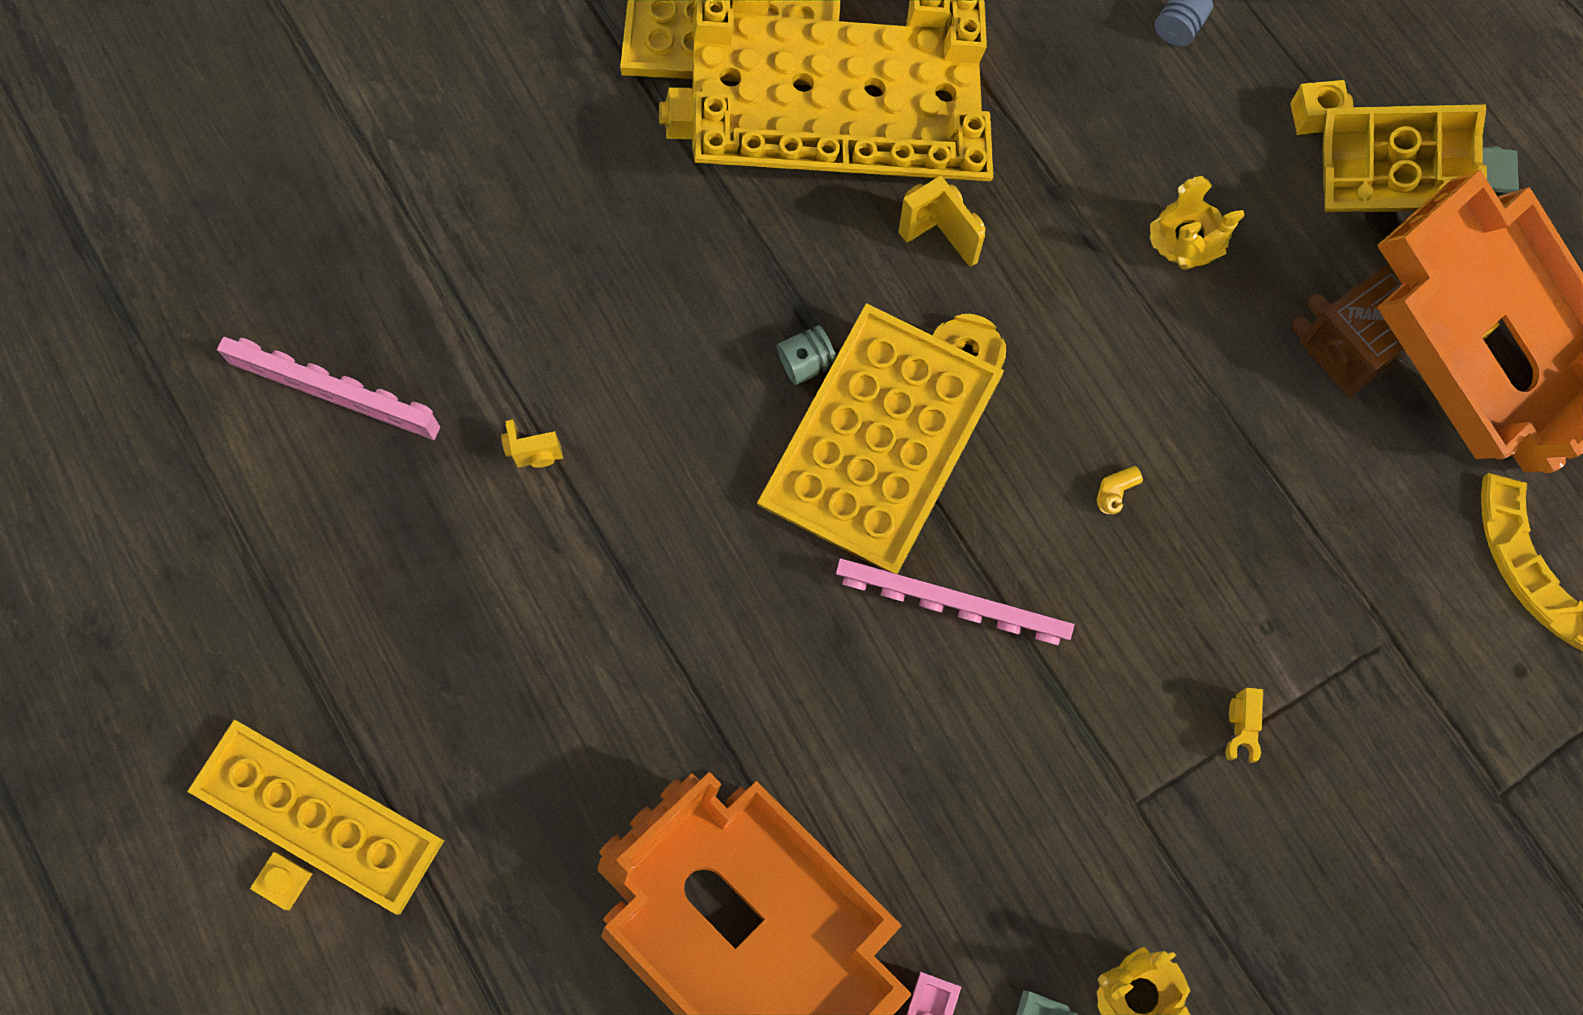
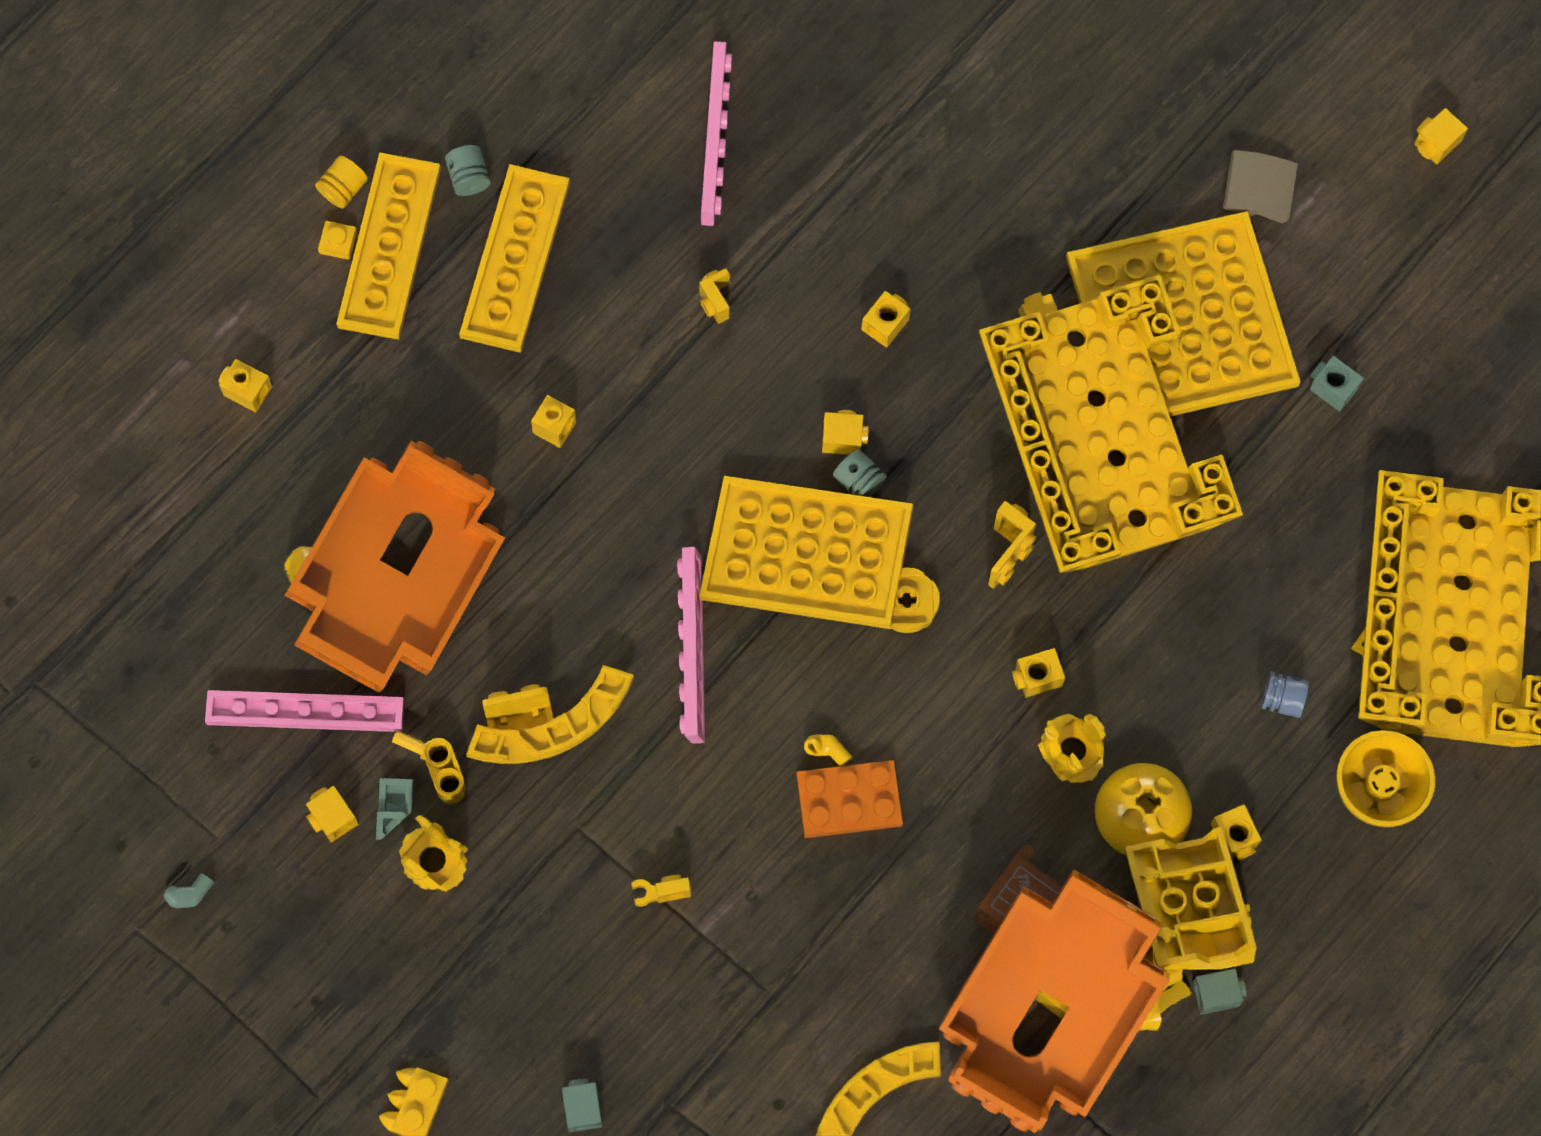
camera: 70 degrees right, 0 degrees up
(206, 852) = (341, 181): none -> yellow piece
(256, 687) = (467, 170): none -> sand green piece
(394, 665) = (514, 258): none -> yellow plate
(622, 678) = (553, 421): none -> yellow brick
(632, 285) = (883, 330): none -> yellow brick
(748, 357) = (843, 432): none -> yellow brick
(996, 832) = (518, 709): none -> yellow bracket
(1024, 790) = (558, 734): none -> yellow tile
(1029, 955) = (439, 771): none -> yellow beam
(1096, 228) = (1048, 663): none -> yellow brick
(1181, 485) = (849, 799): none -> orange plate
(1275, 188) = (1128, 824): none -> yellow piece
(1493, 900) = (581, 1105): none -> sand green brick

